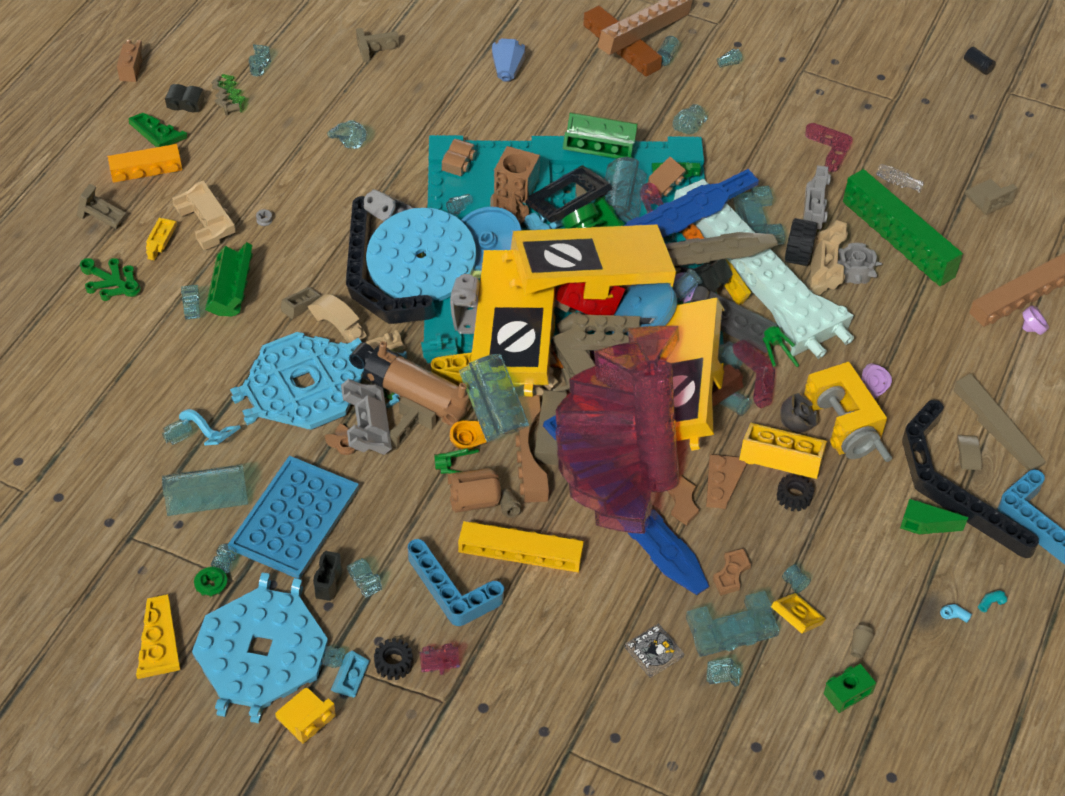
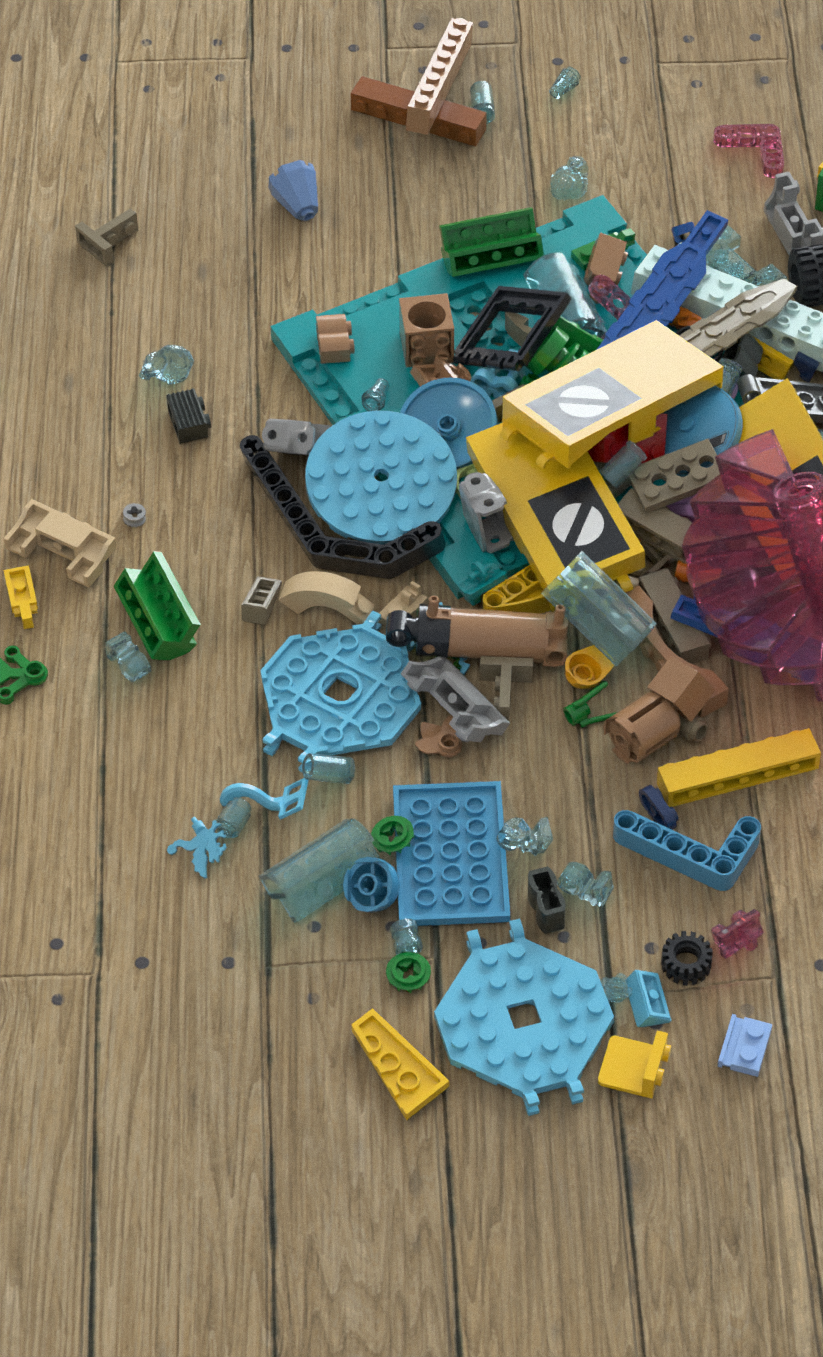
camera: 25 degrees left, 0 degrees up
(146, 440) = (203, 842): none -> medium azure piece
(224, 513) = (371, 884): none -> dark azure cylinder
(256, 426) = (328, 768): none -> clear light blue piece
(262, 480) = (386, 828): none -> green gear
(339, 170) = (188, 416): none -> pearl dark grey brick
(339, 523) = (518, 834): none -> clear light blue leg
(390, 738) = (745, 1045): none -> light blue plate
(448, 557) = (657, 808): none -> dark blue plate
(511, 475) = (682, 687): none -> medium nougat head
(570, 309) = (623, 464): none -> clear light blue piece
(758, 299) = (806, 366): none -> dark blue tile

